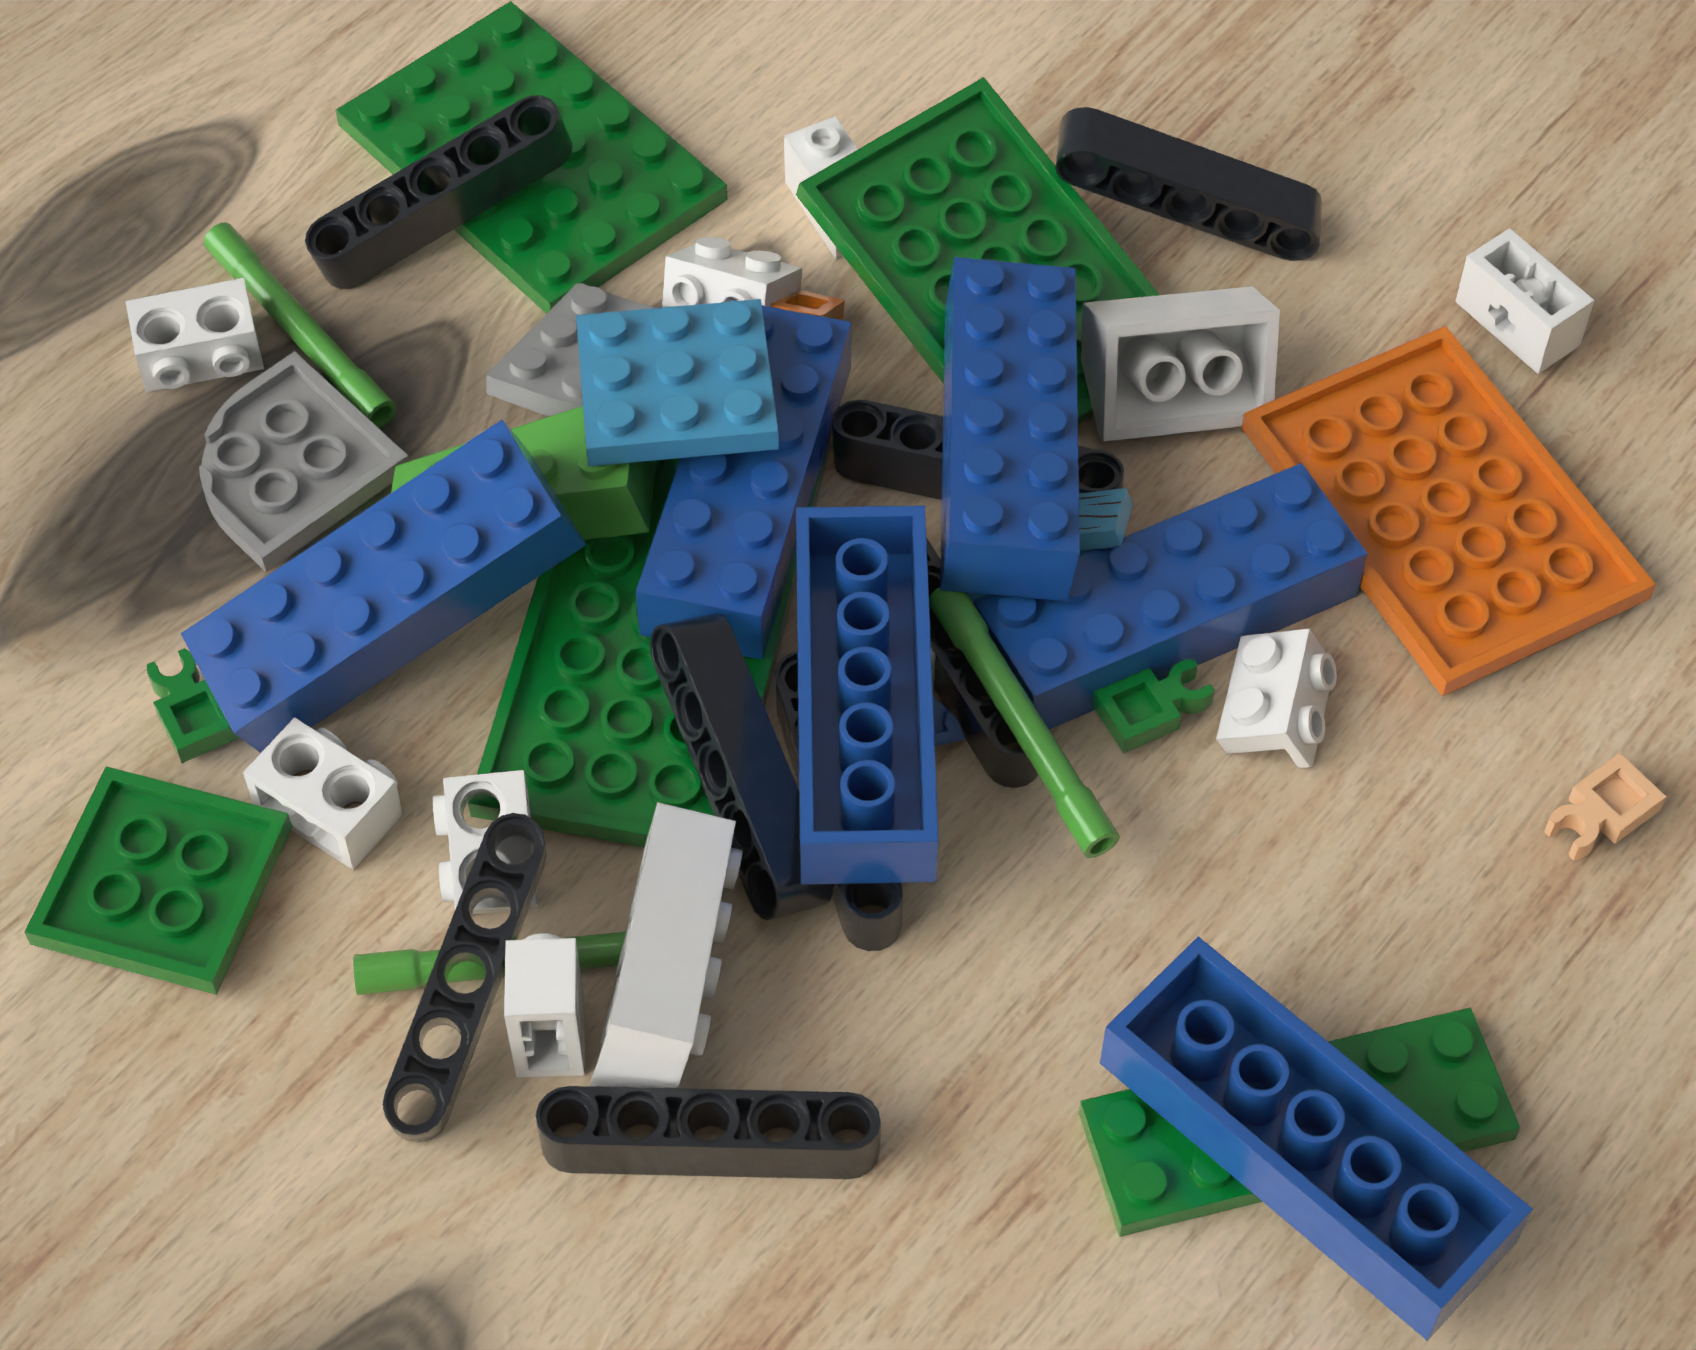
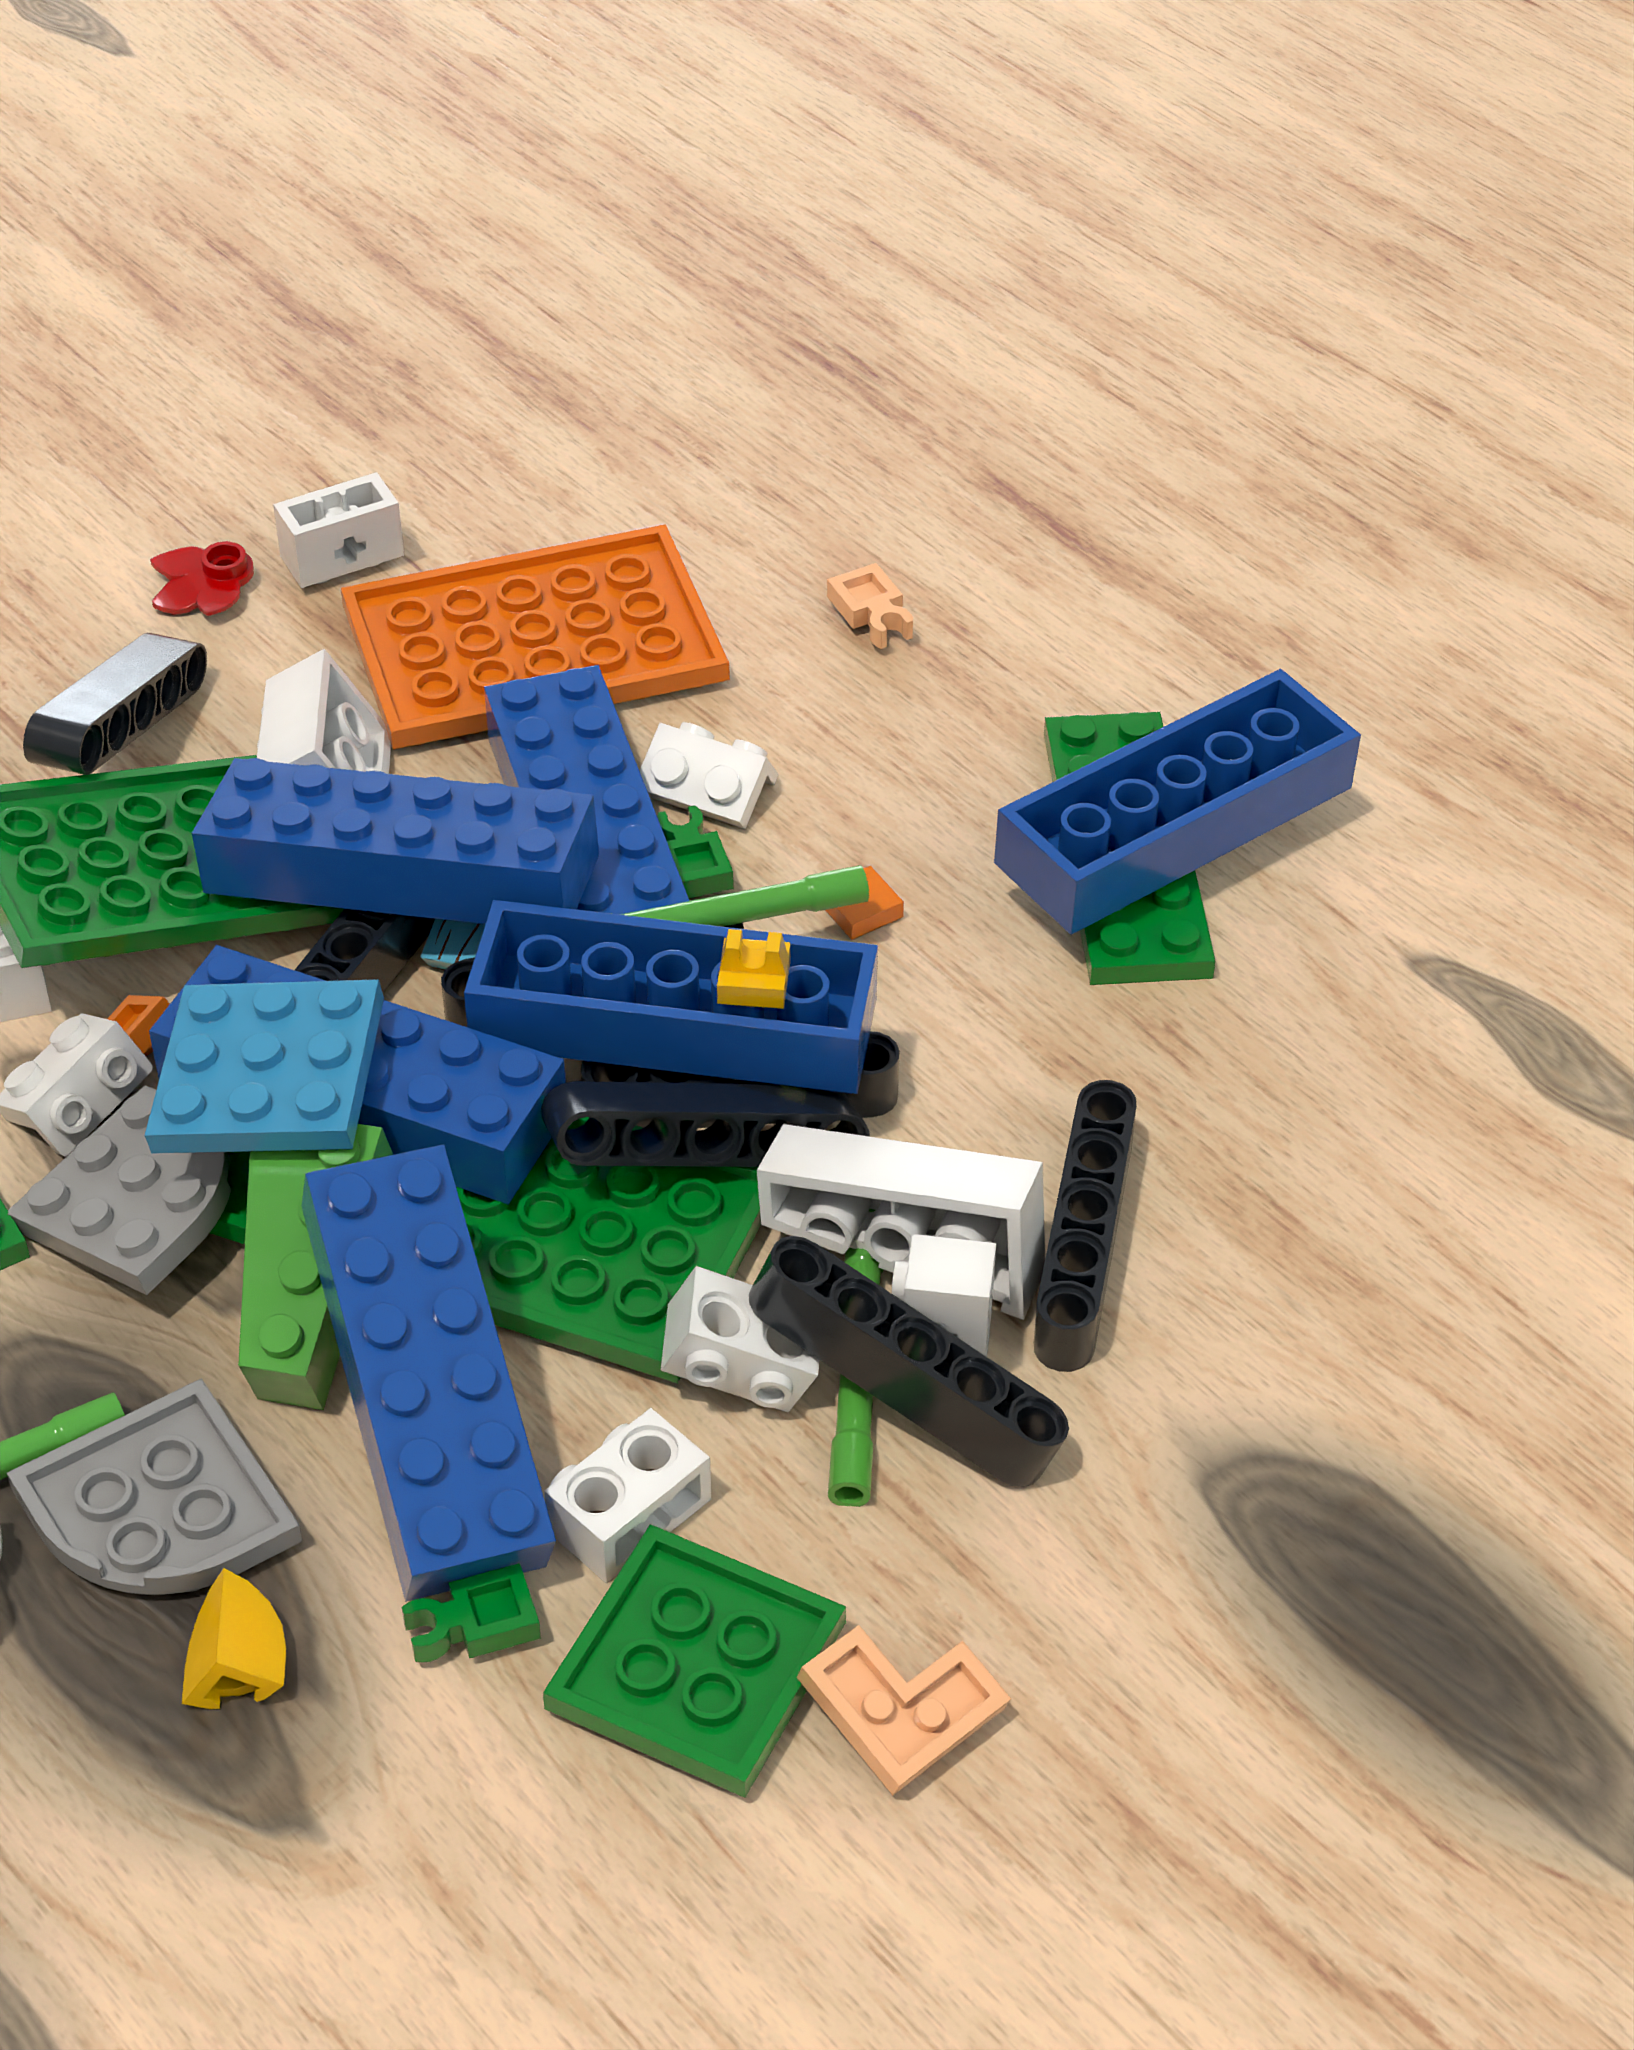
camera: 80 degrees left, 10 degrees down
(96, 1038) = (899, 1723): none -> light nougat plate
(149, 547) = (234, 1645): none -> yellow brick
(860, 730) = (753, 971): none -> yellow tile
(1133, 871) = (881, 909): none -> orange tile
(1436, 224) = (202, 578): none -> red plate

